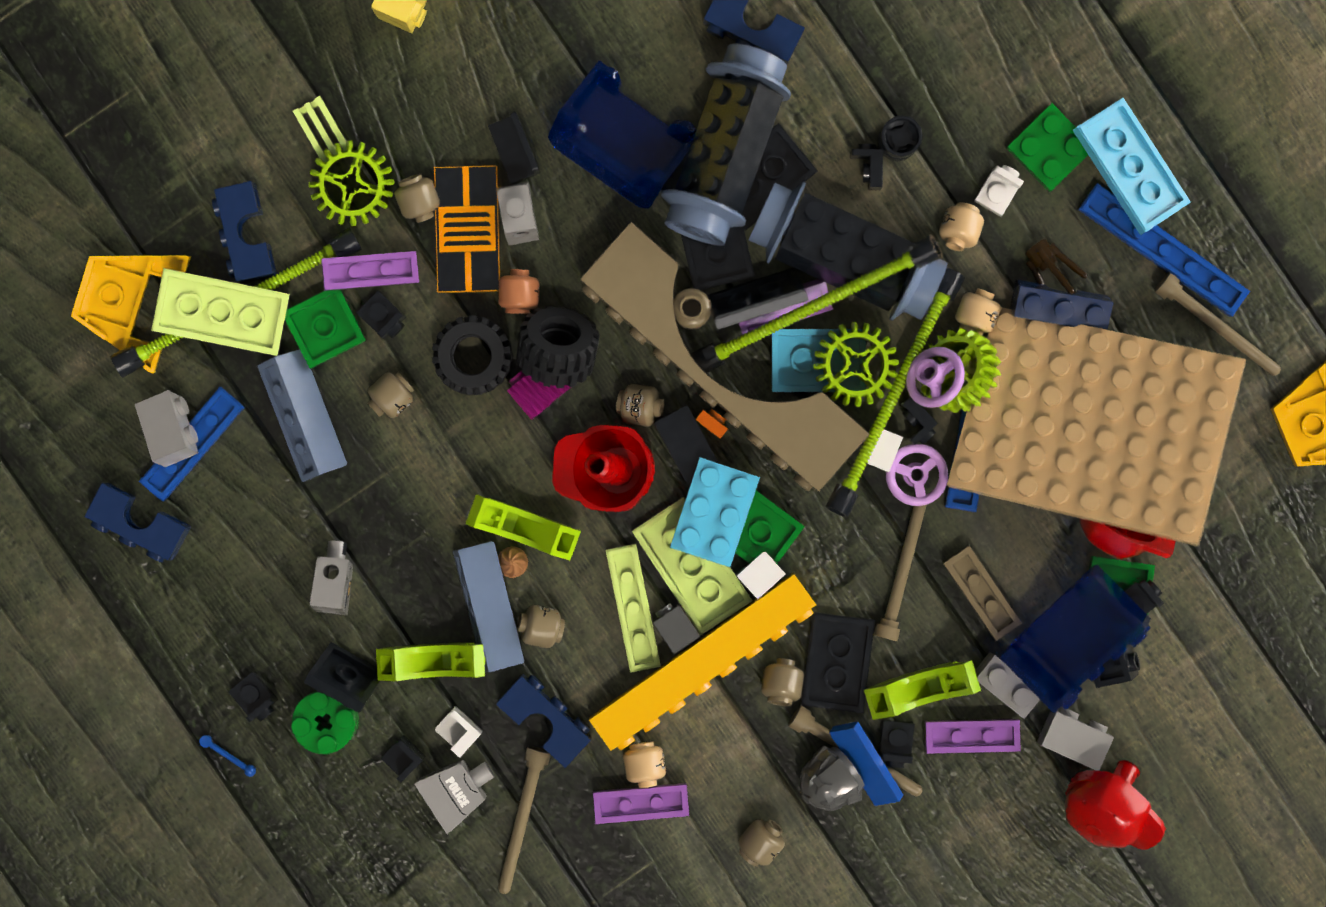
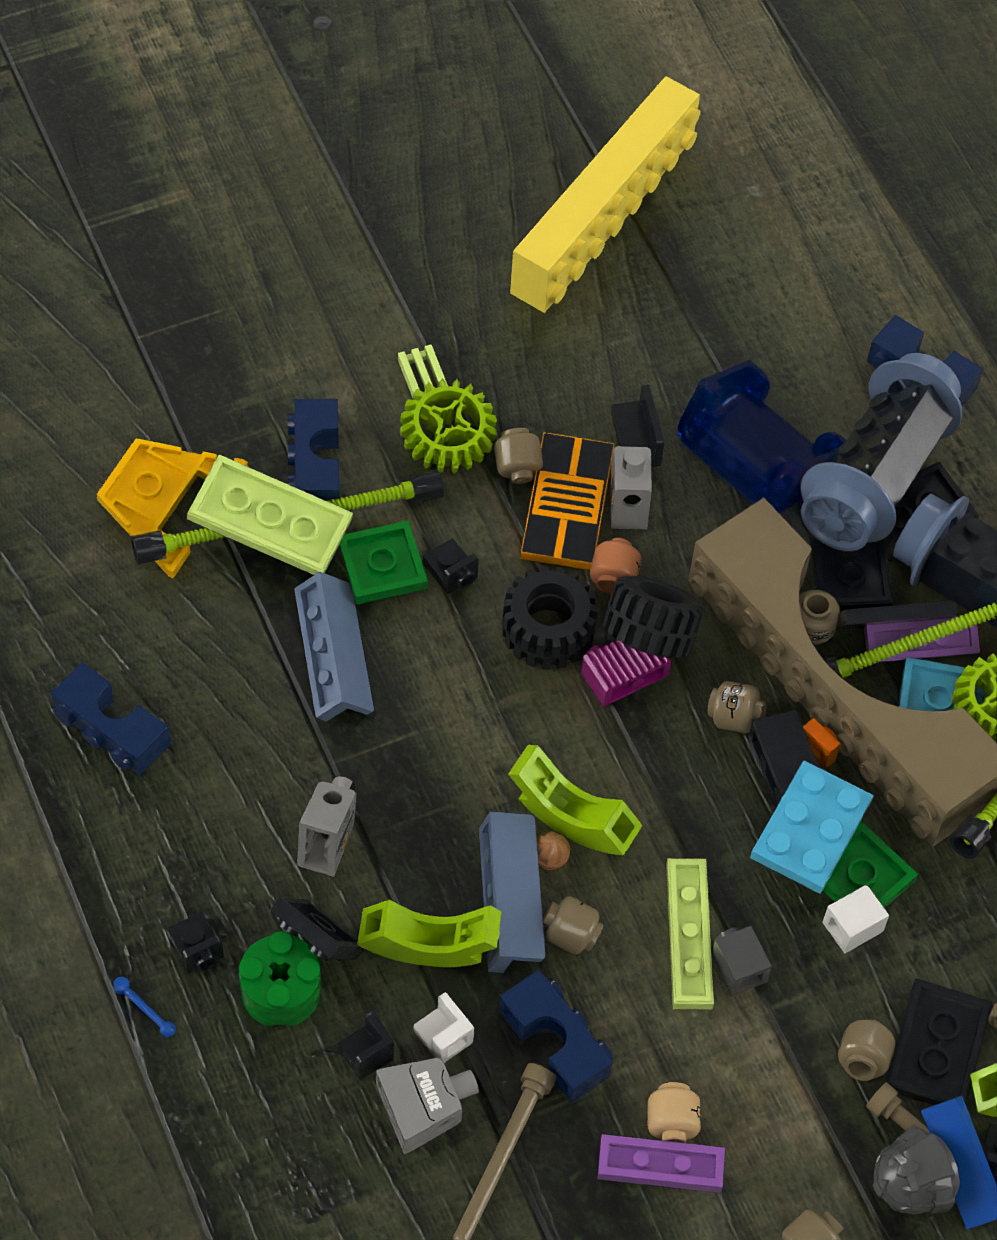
camera: 10 degrees right, 30 degrees down
(167, 428) = (175, 624): light grey brick -> none
(209, 425) = (195, 656): blue tile -> none
(369, 270) = (449, 513): medium lavender plate -> none
(390, 395) = (443, 643): dark tan head -> none
(603, 468) = (685, 756): red piece -> none
(701, 587) = (773, 904): yellowish green tile -> none
(701, 662) = (766, 1006): yellow brick -> none

